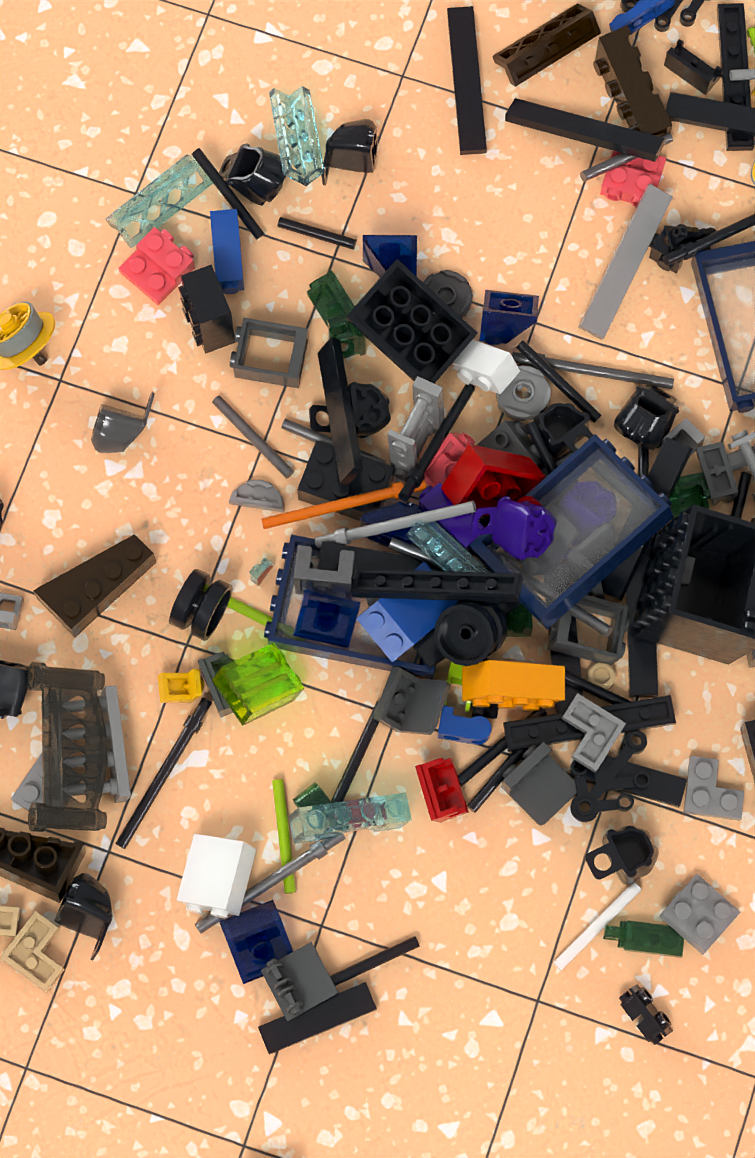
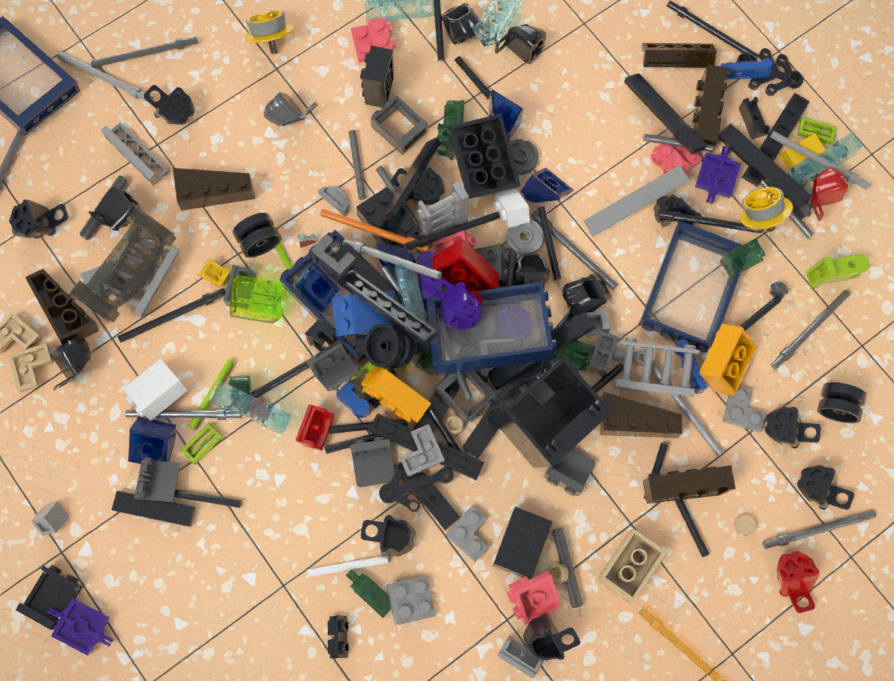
camera: 30 degrees right, 0 degrees up
(202, 1115) = (50, 518): none -> light grey panel
(227, 250) = (415, 54): blue slope -> none
(313, 927) = (190, 455): none -> lime tile
(370, 672) = (318, 334): none -> black hinge
(466, 80) = (617, 47): black tile -> none
(698, 166) = (718, 175): none -> dark purple plate

